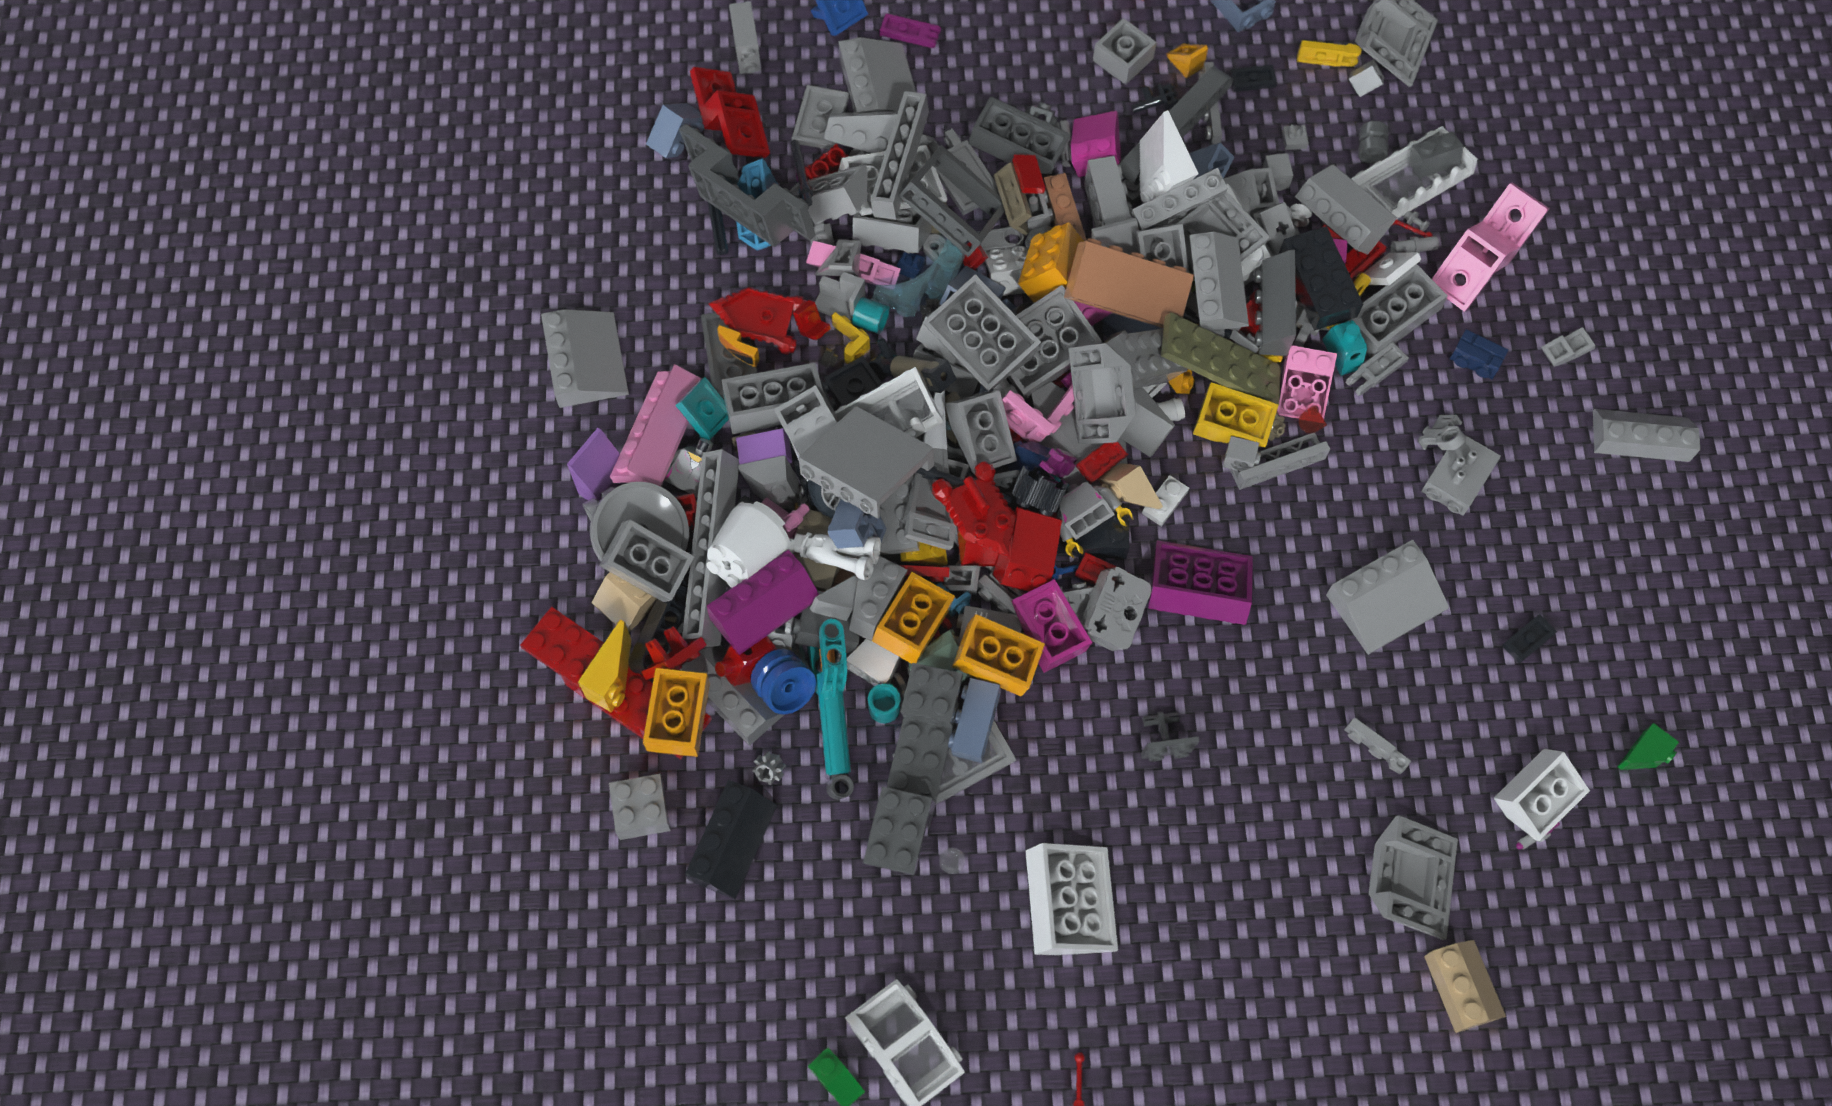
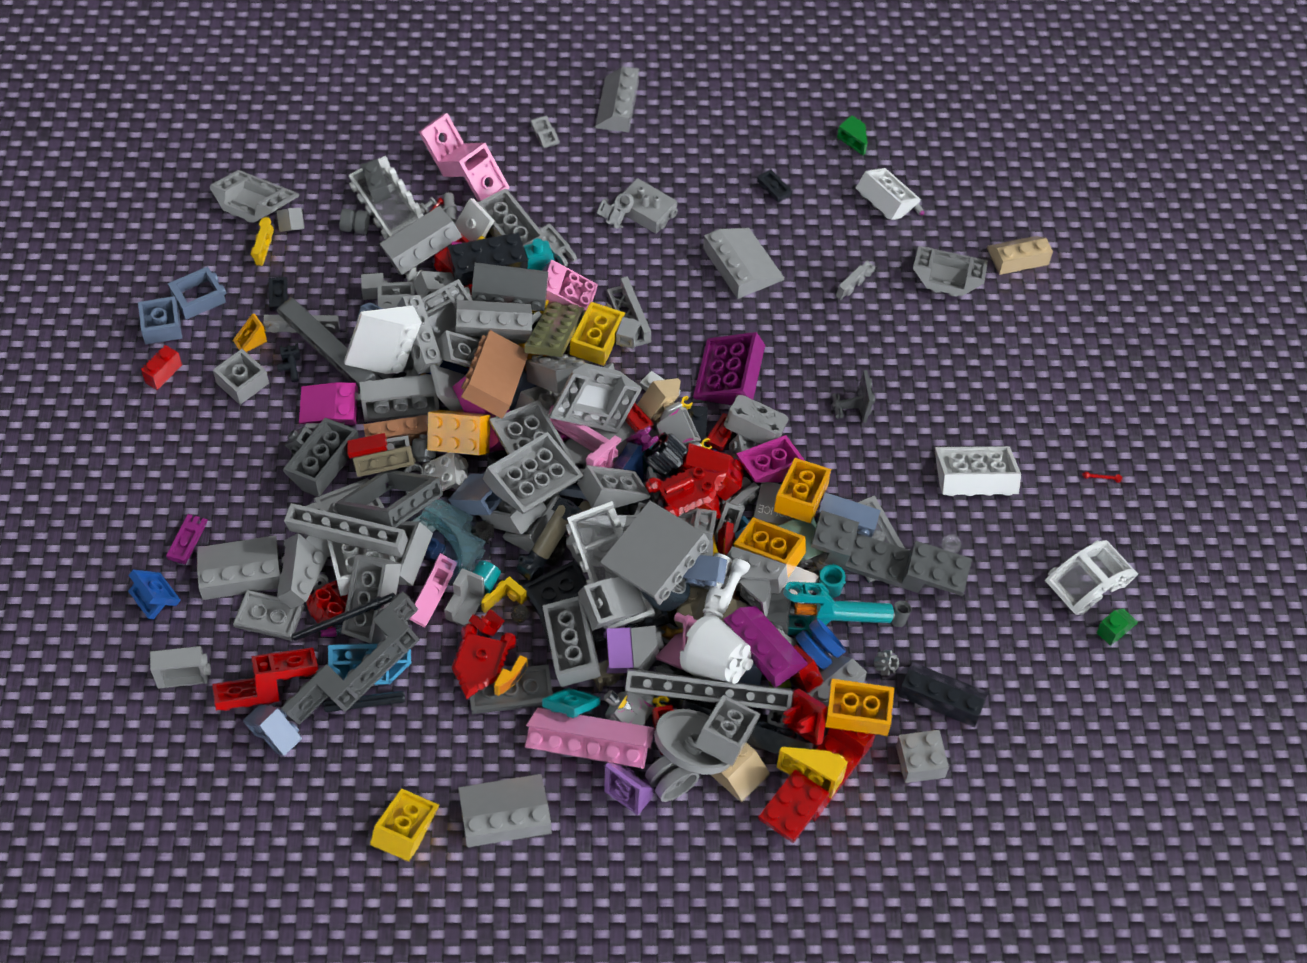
camera: 90 degrees left, 10 degrees down
(568, 262) = (403, 824): none -> yellow slope
(842, 259) = (436, 589): light grey slope -> none
(1295, 137) = (338, 272): light grey tile -> none
(1311, 420) = (598, 288): clear red tile -> none
(1478, 354) = (549, 182): dark blue brick -> none

